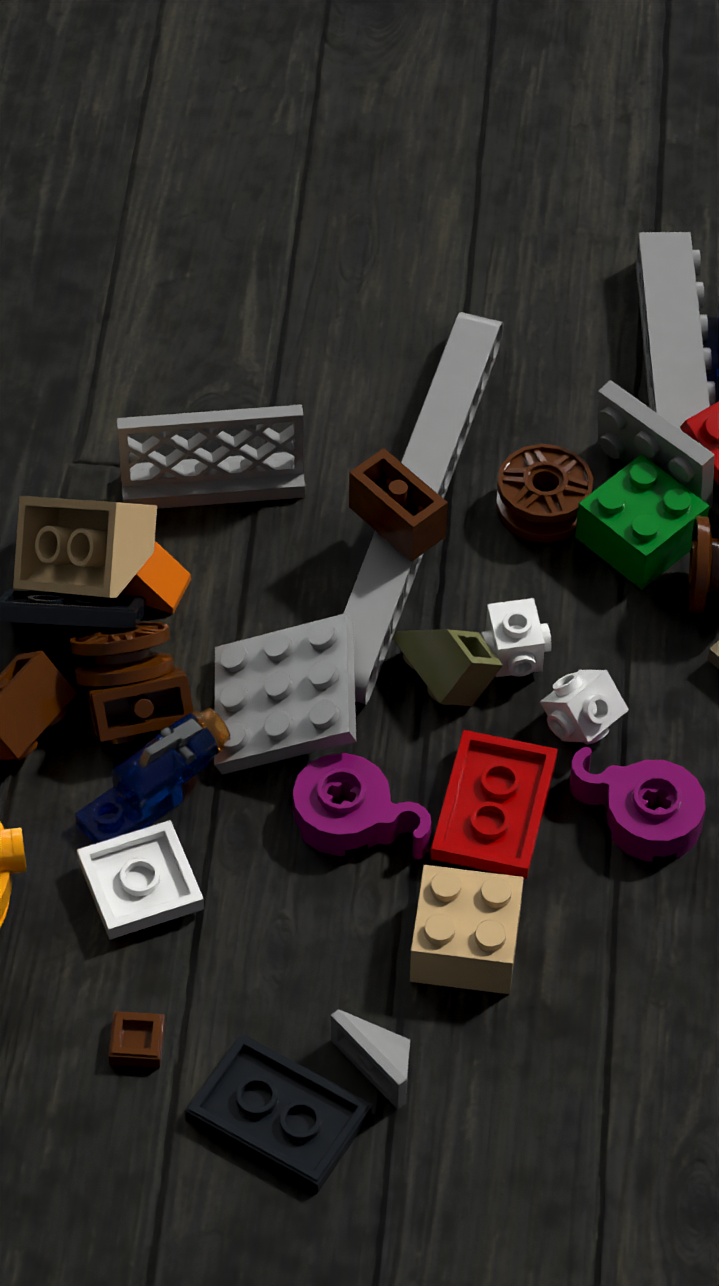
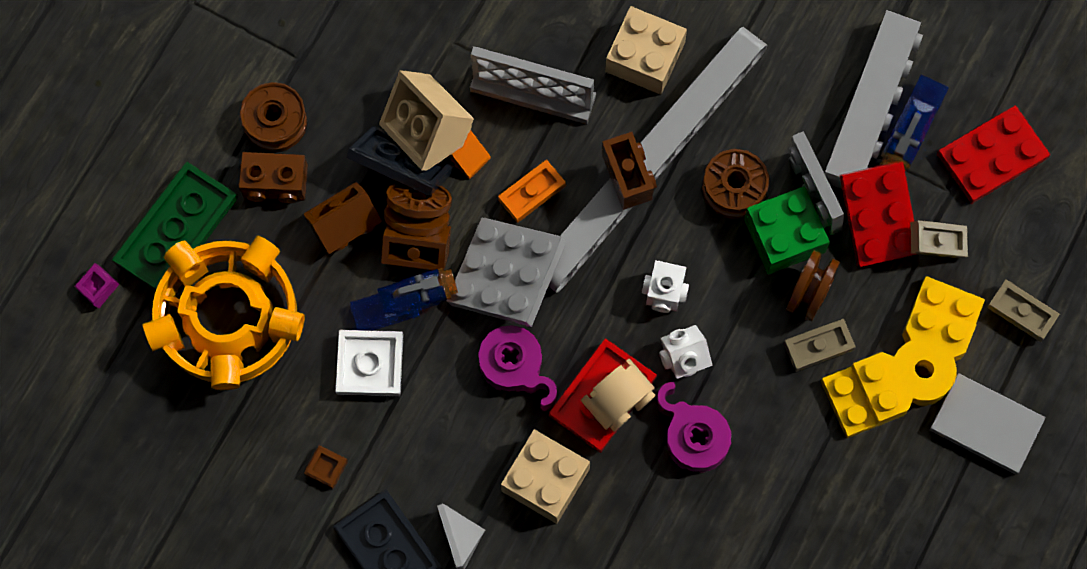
camera: 25 degrees right, 20 degrees up
(270, 592) = (532, 191): none -> orange plate
(345, 379) = (645, 50): none -> tan brick
(450, 662) = (617, 286): olive slope -> none
(524, 776) = (618, 395): none -> tan brick

